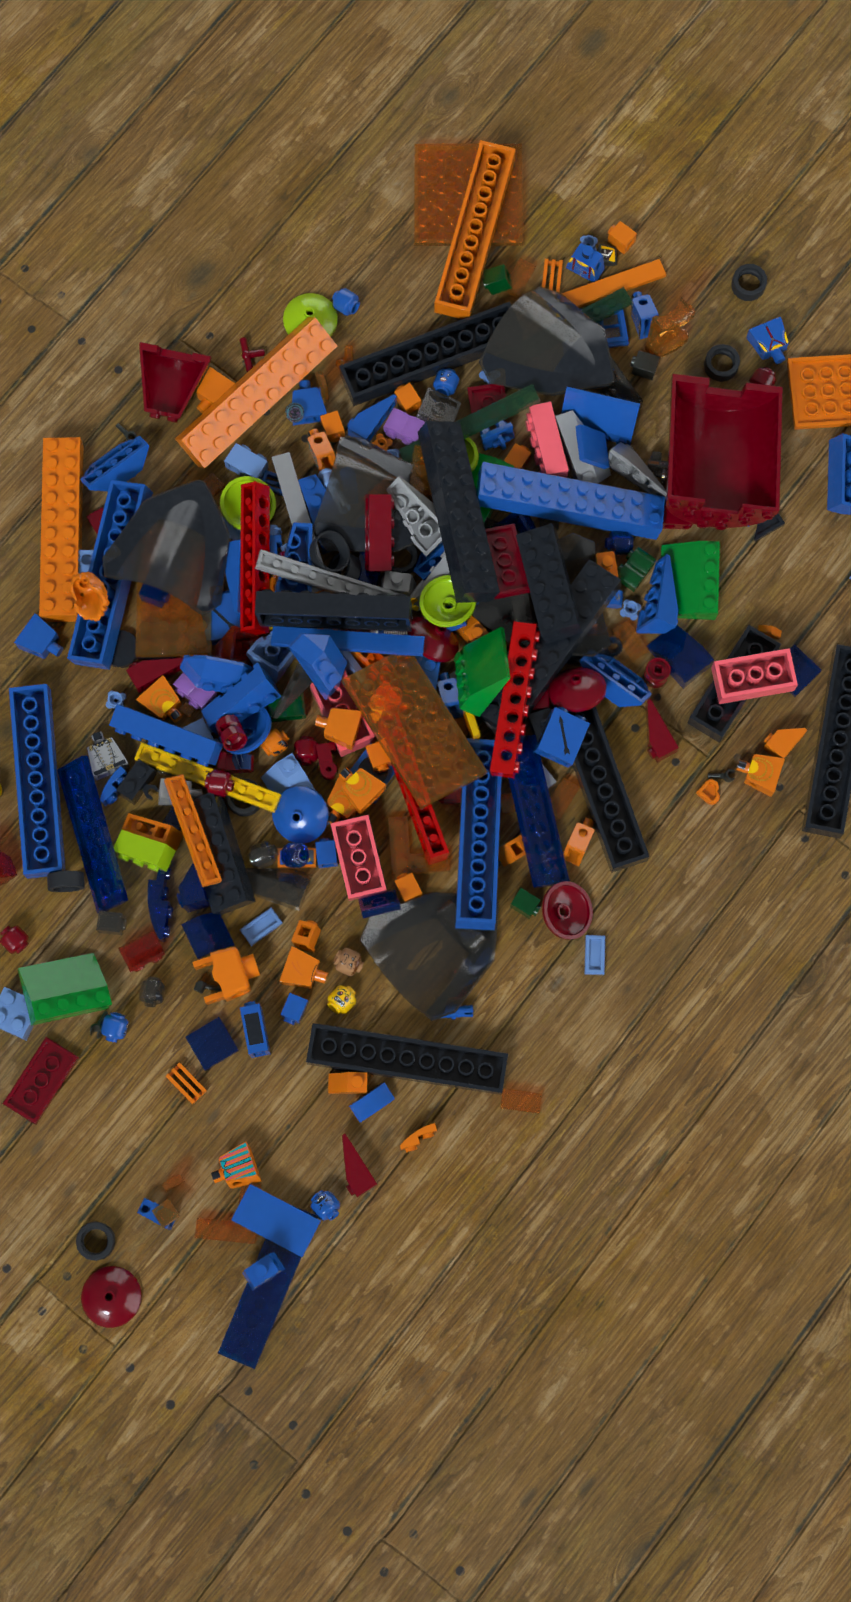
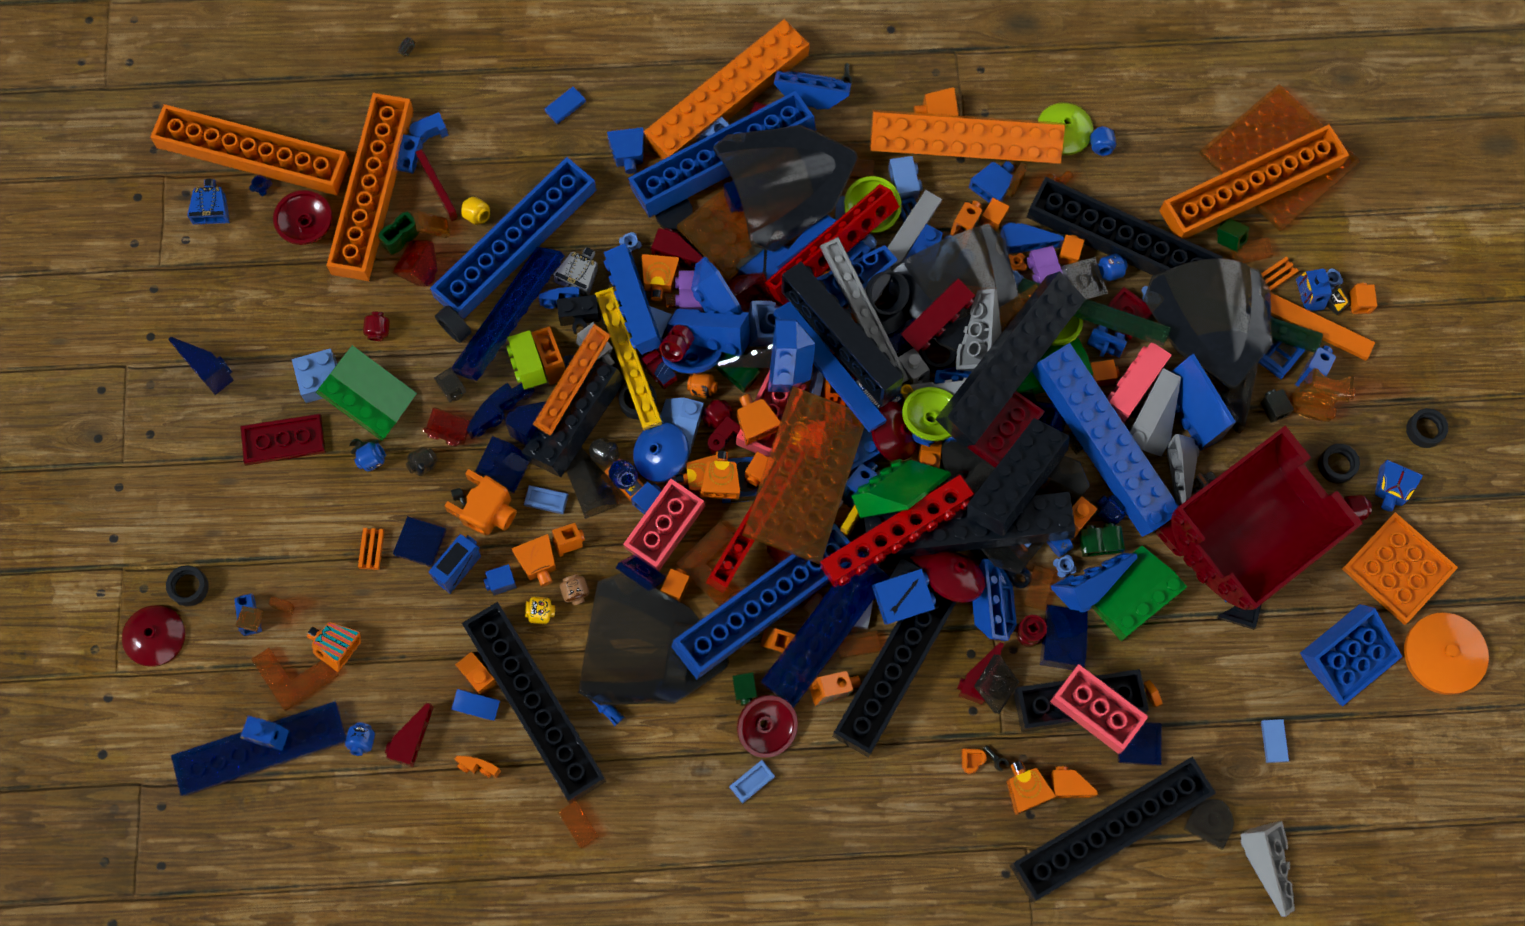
camera: 45 degrees right, 5 degrees down
(89, 595) = (689, 150): orange piece -> none
(169, 380) = (915, 67): dark red cone -> none
(219, 783) = (628, 367): dark red head -> none
(247, 355) = (991, 107): dark red piece -> none
(276, 1220) = (314, 710): blue tile -> none
(294, 412) = (977, 176): clear smoke tile -> none
(592, 446) = (1166, 418): blue tile -> none
(674, 729) = (996, 684): none -> clear smoke tile

